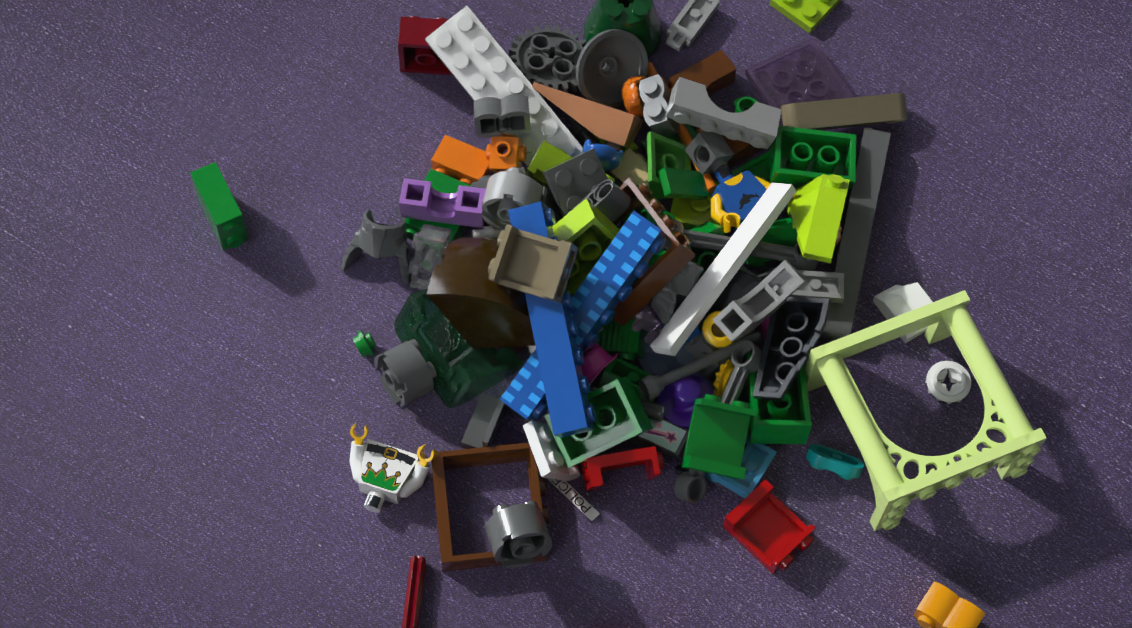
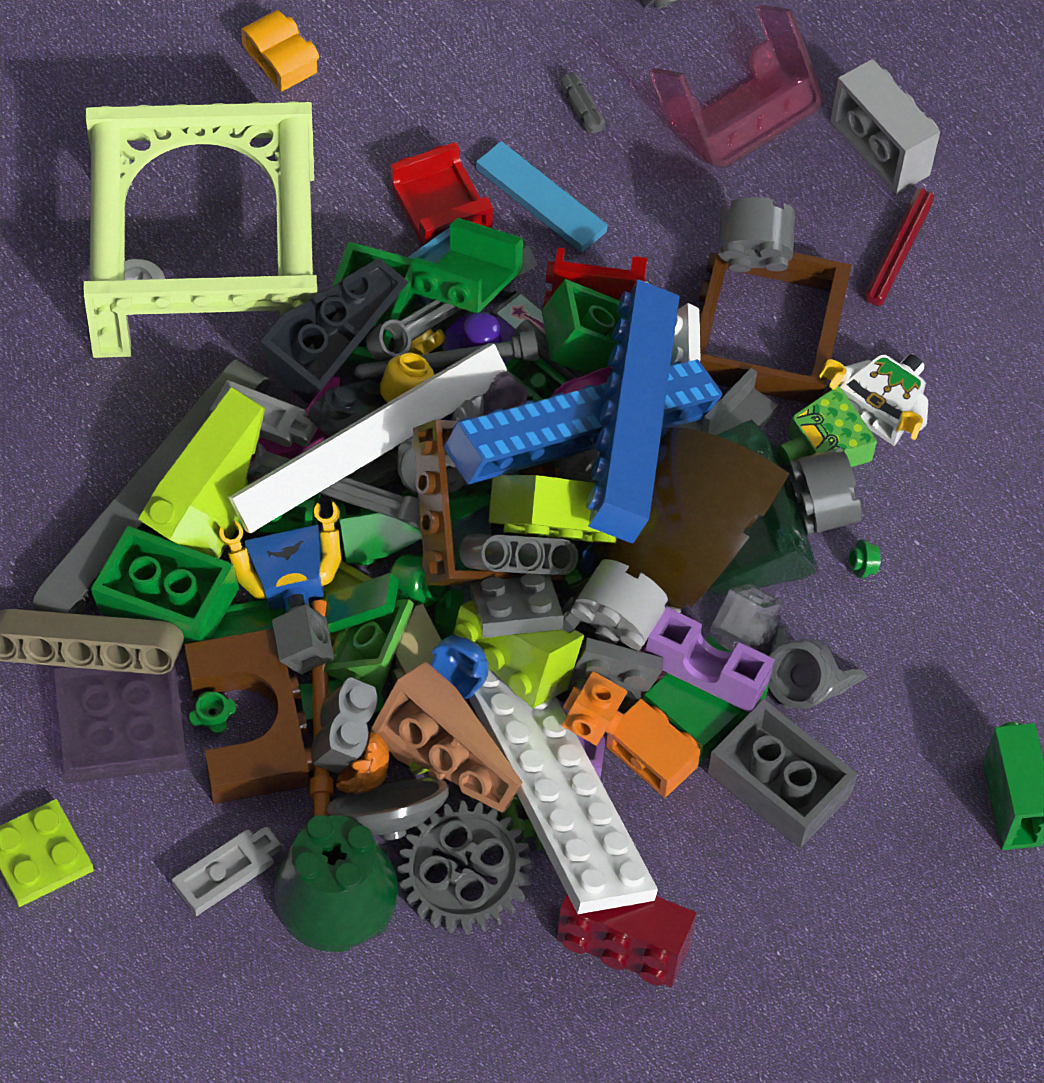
camera: 160 degrees left, 5 degrees down
(372, 170) = (782, 773): none -> dark grey brick
(417, 424) = (829, 425): none -> bright green torso
(502, 115) = (586, 739): dark grey brick -> none
(532, 263) = (640, 438): dark tan panel -> none
(692, 106) = (228, 636): light grey arch -> none
(697, 561) = (541, 197): none -> dark azure tile
(755, 307) = (365, 363): light grey arch -> none
(844, 465) = (328, 241): teal plate -> none
(901, 300) = (141, 384): white slope -> none

